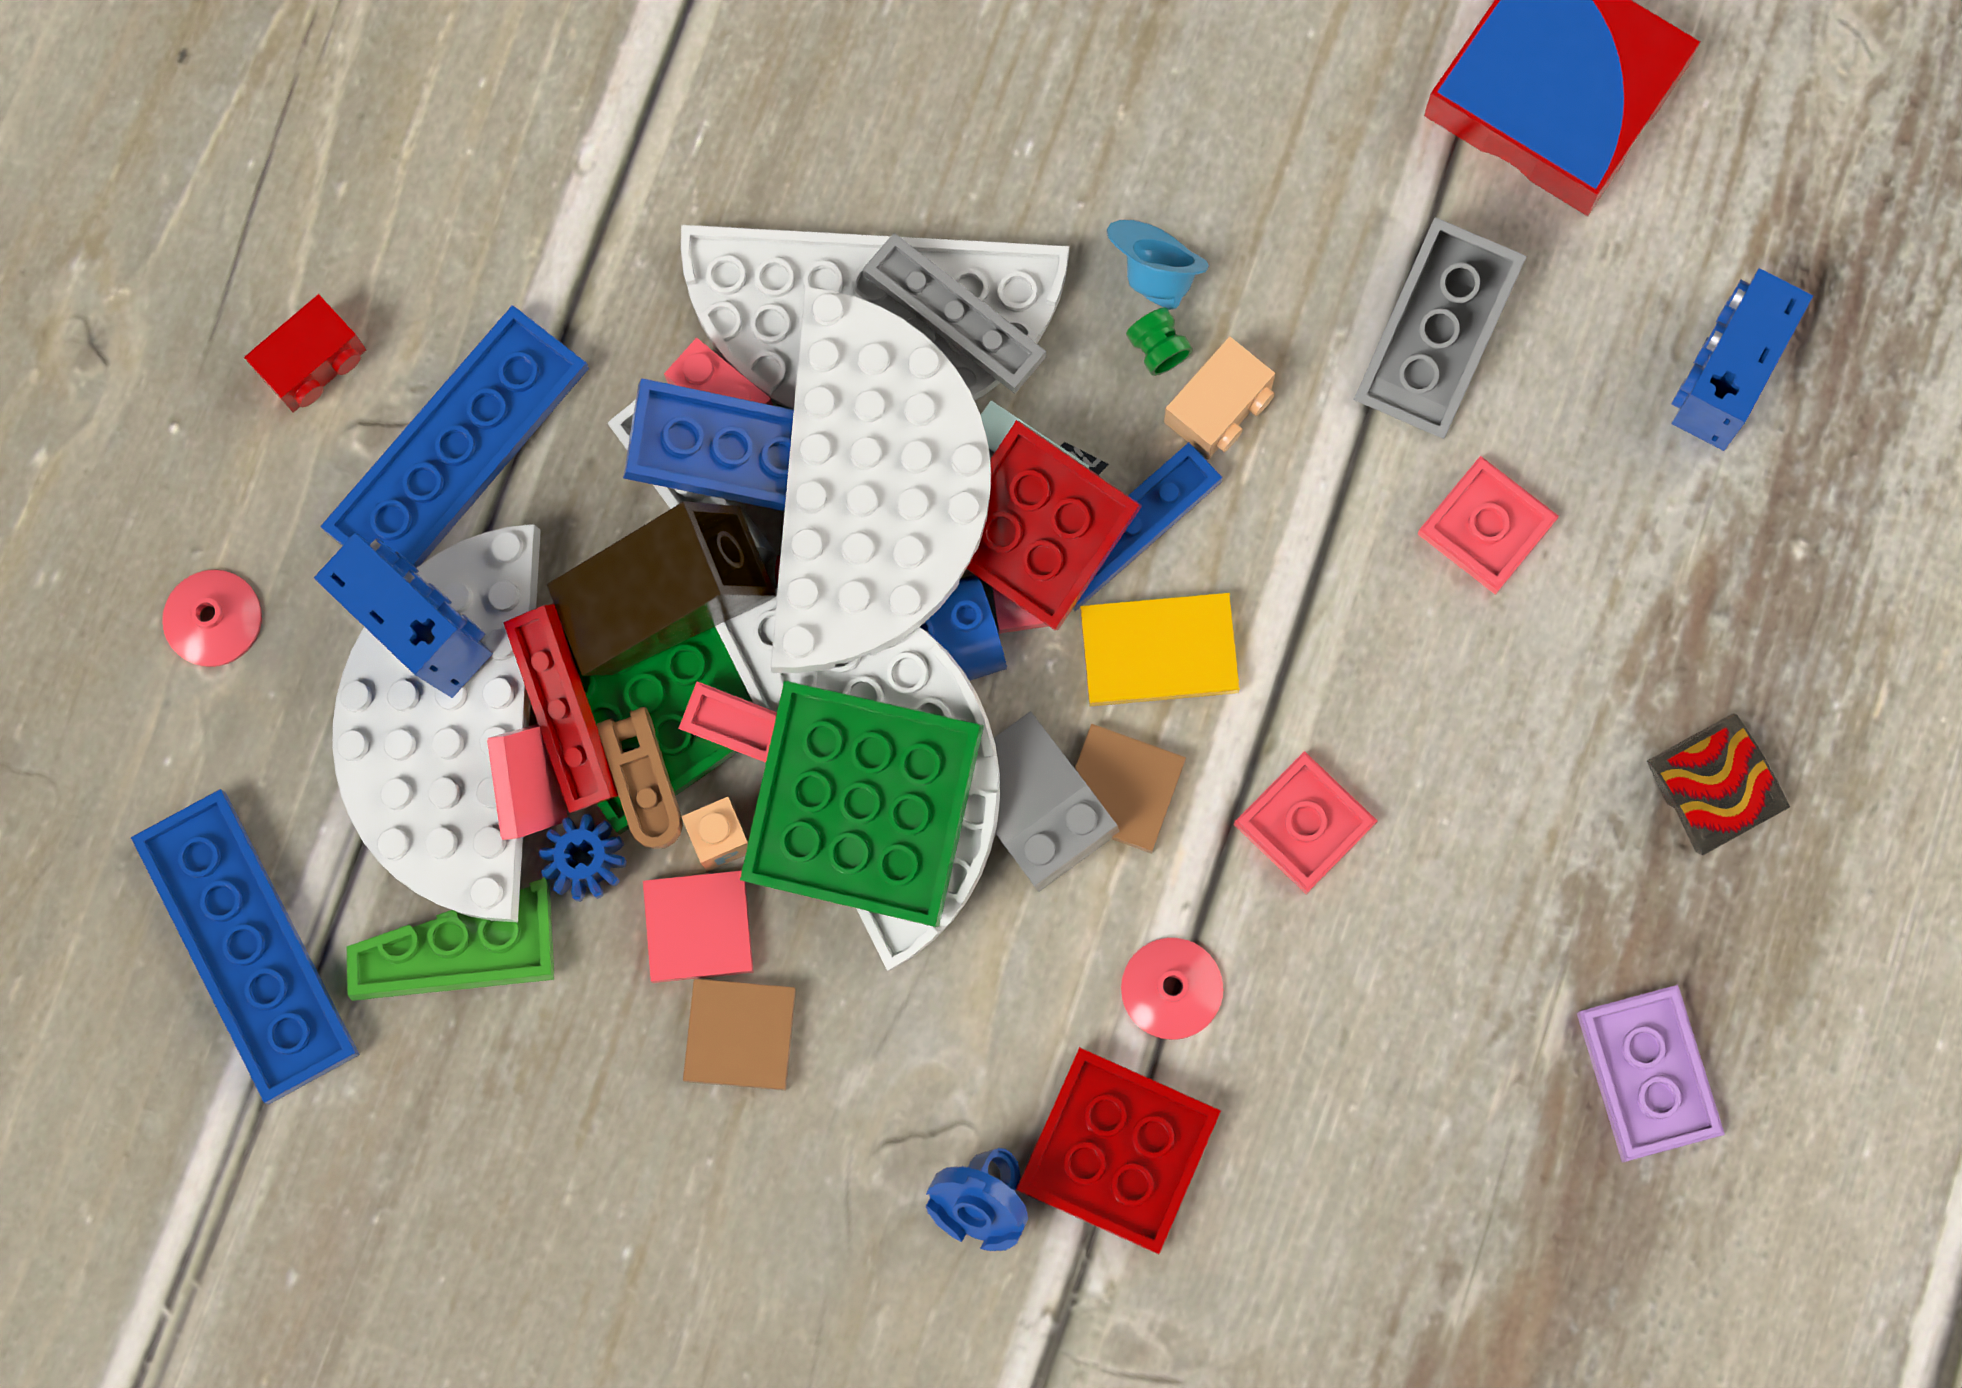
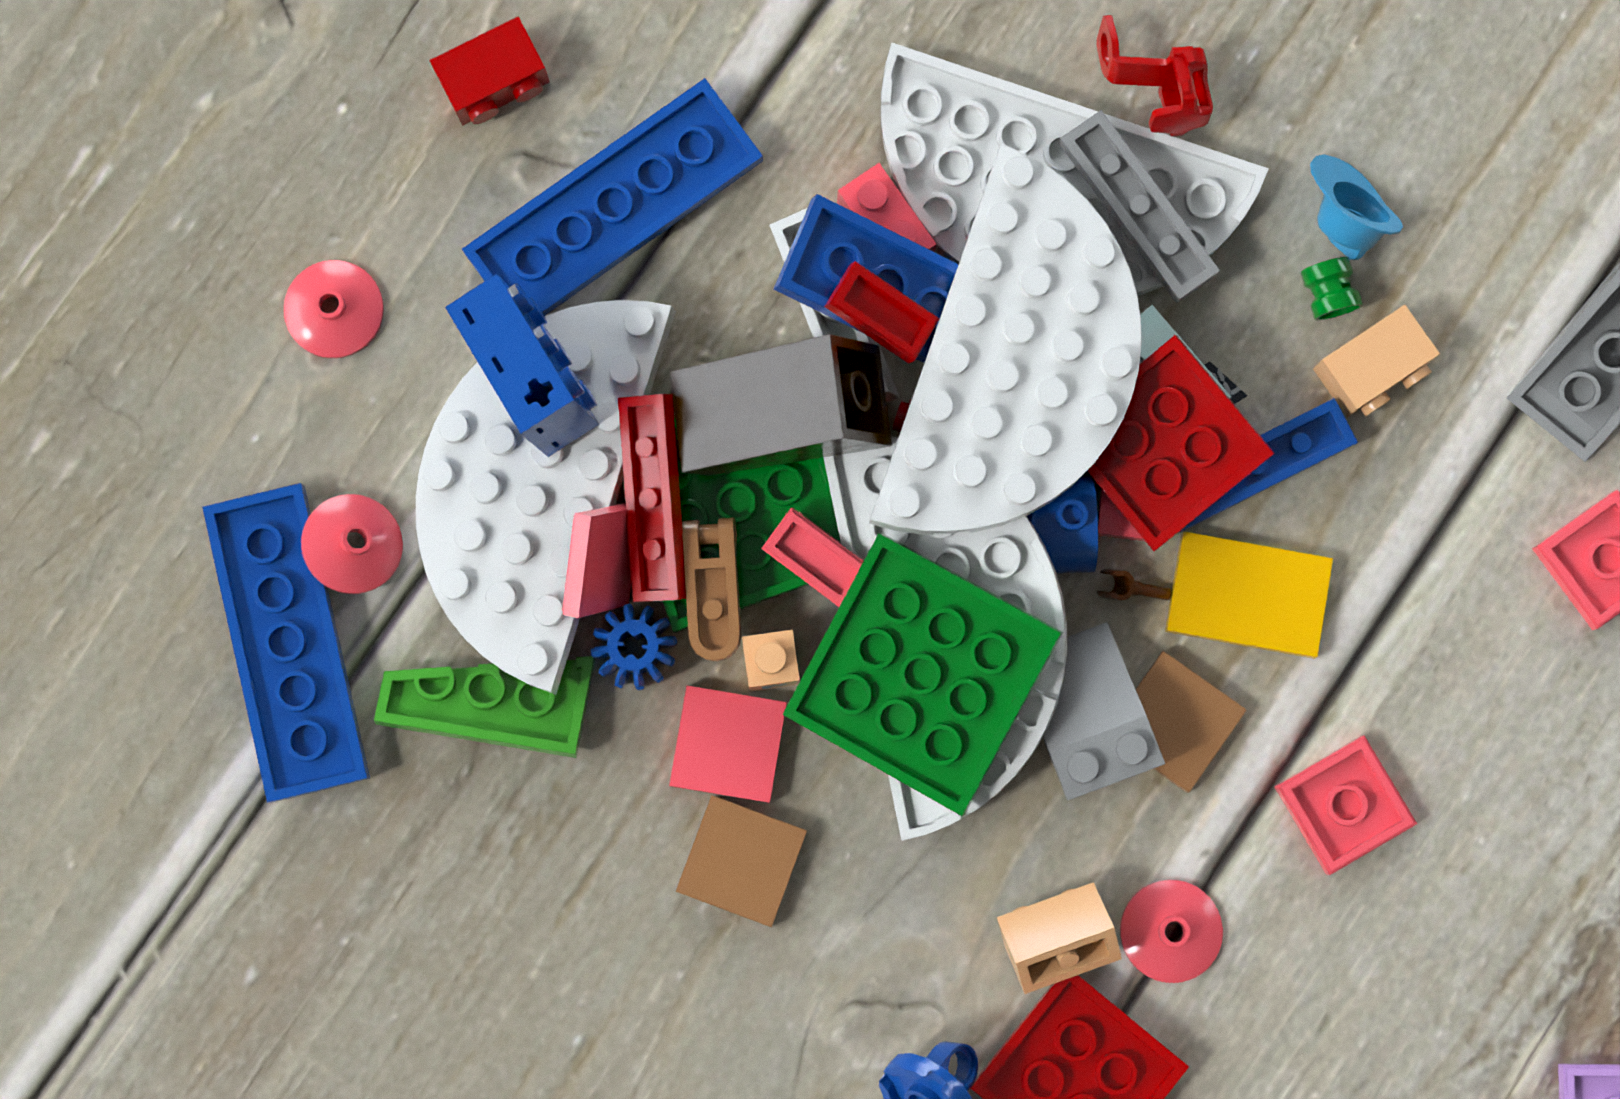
camera: 10 degrees right, 5 degrees up
(278, 855) = (339, 564): none -> coral dish
(732, 472) = (882, 312): none -> red tile
(961, 182) = (1179, 78): none -> red piece
(1040, 672) = (1127, 586): none -> reddish brown hand
(1062, 1021) = (1059, 937): none -> light nougat brick

